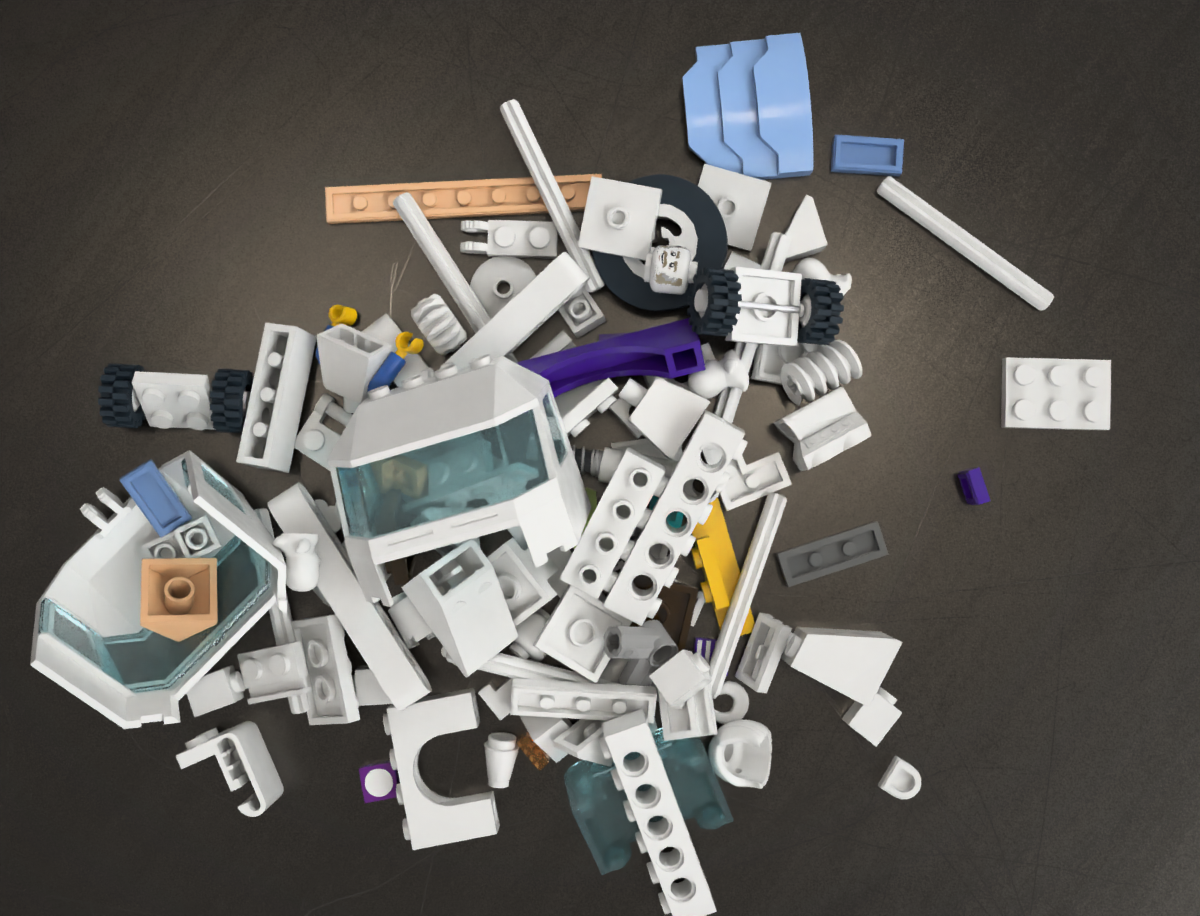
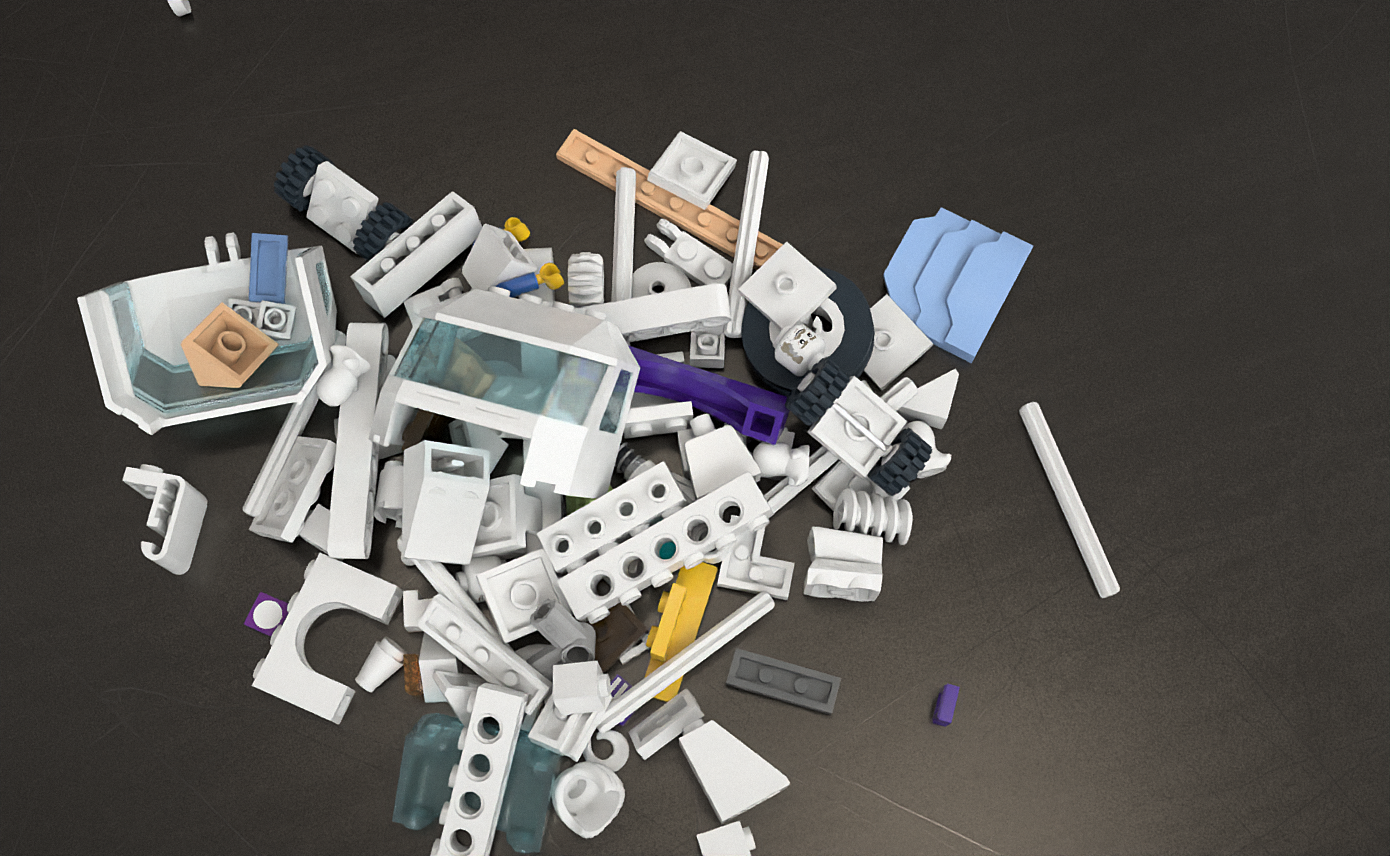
camera: 30 degrees right, 15 degrees down
(216, 690) = (196, 448): white brick -> none
(274, 672) = (254, 465): white plate -> none
(457, 157) = (692, 170): none -> white plate
(867, 155) = (1029, 376): medium blue tile -> none
(1056, 393) = (1071, 676): white plate -> none

